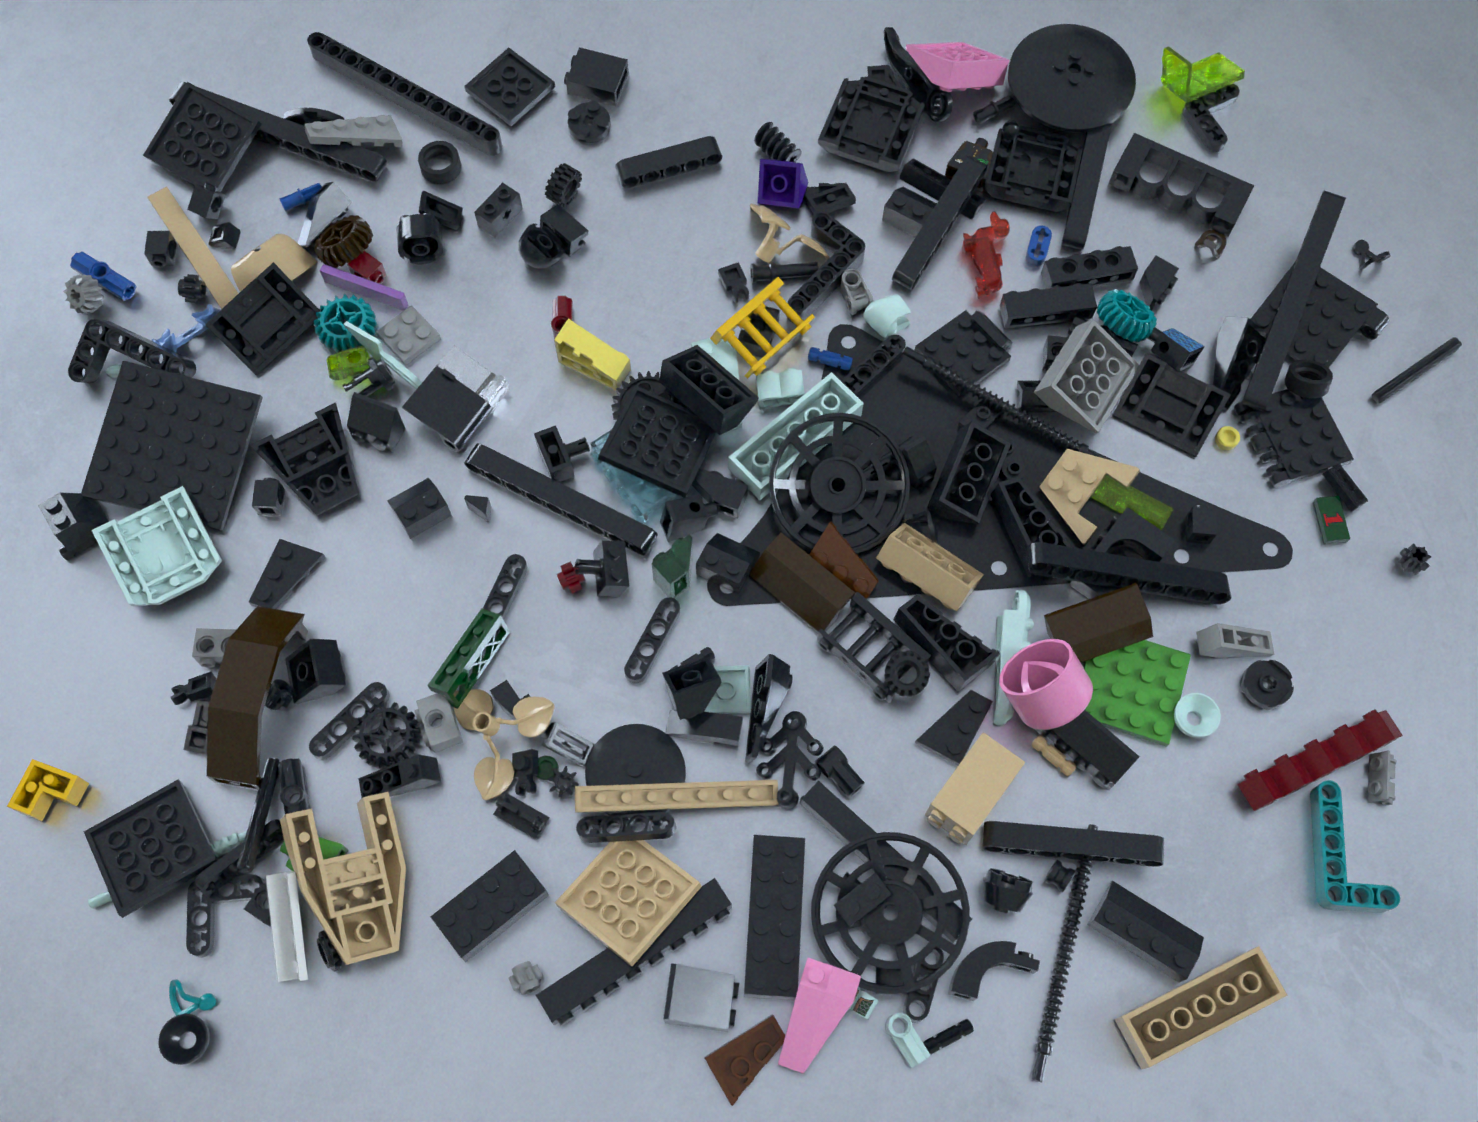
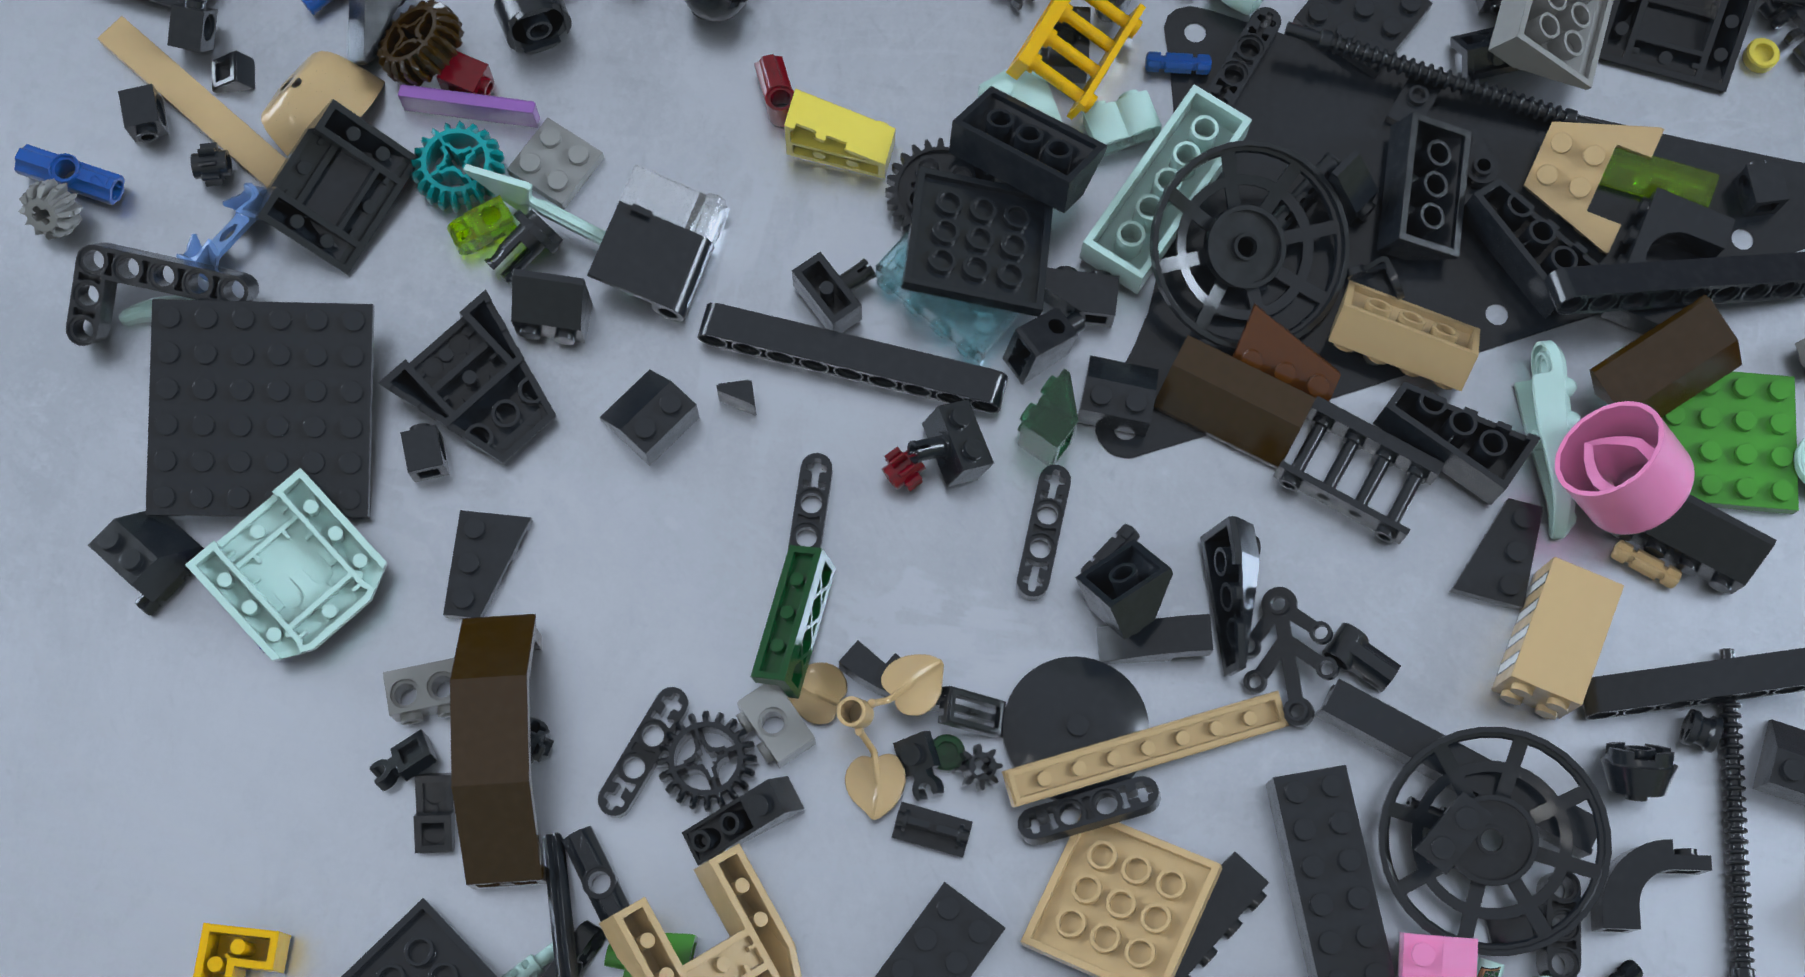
camera: 15 degrees left, 5 degrees up
(315, 670) = (574, 692): black slope -> none
(734, 692) = (1188, 585): light aqua tile -> none
(917, 662) = (1436, 482): black tyre -> none

